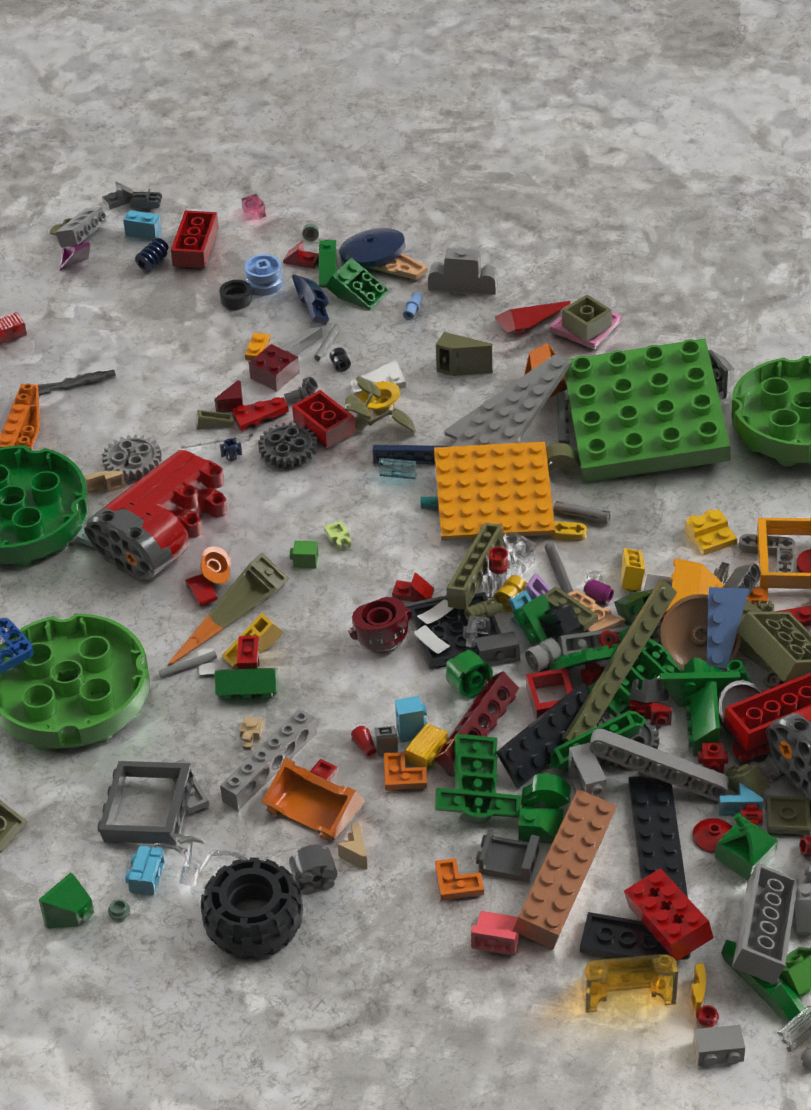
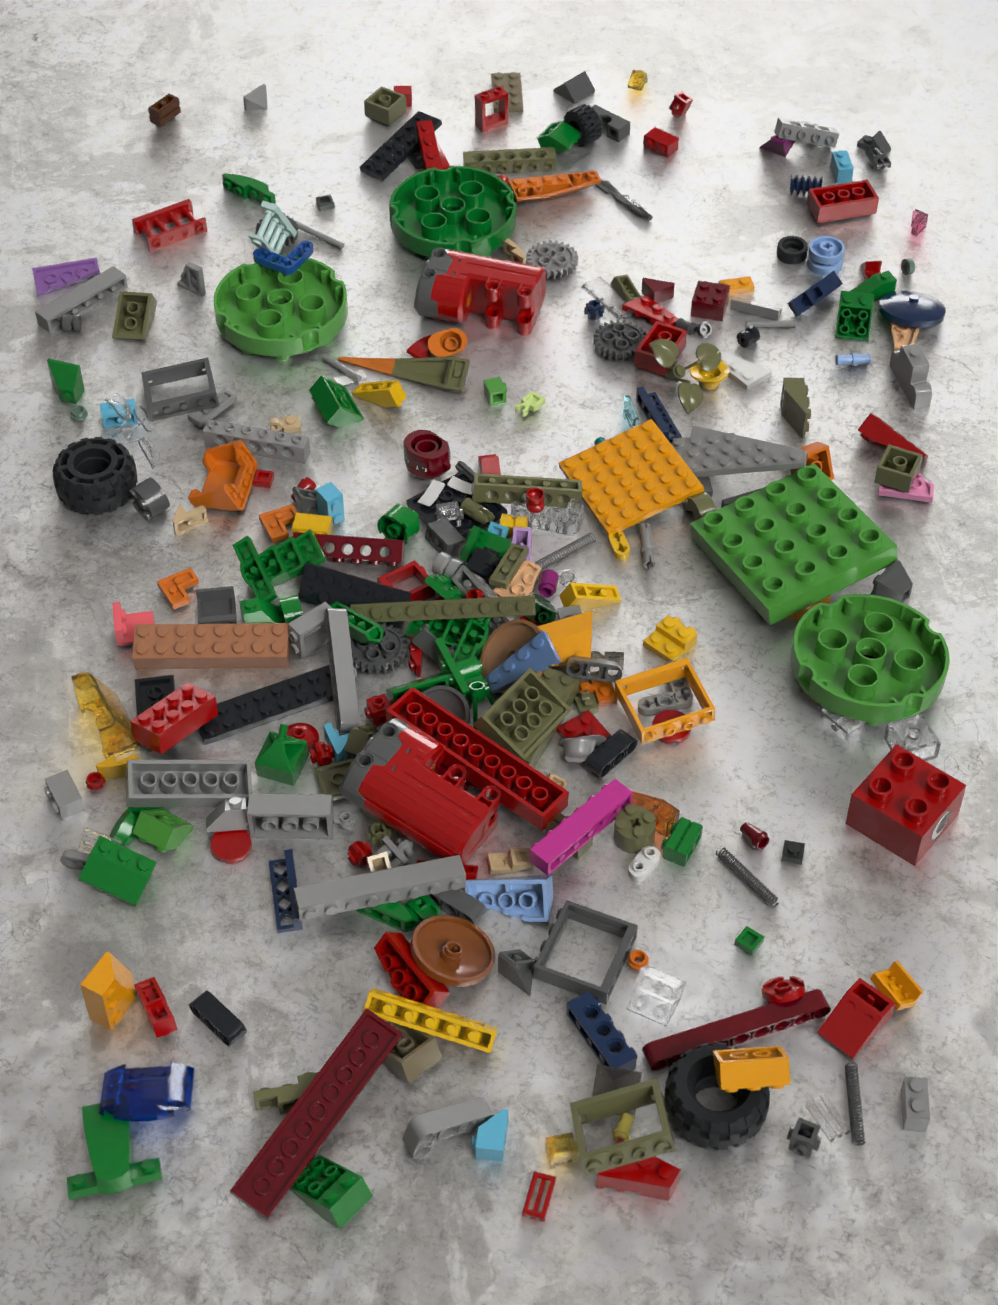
camera: 65 degrees right, 5 degrees up
(248, 652) = (357, 390): red slope -> none

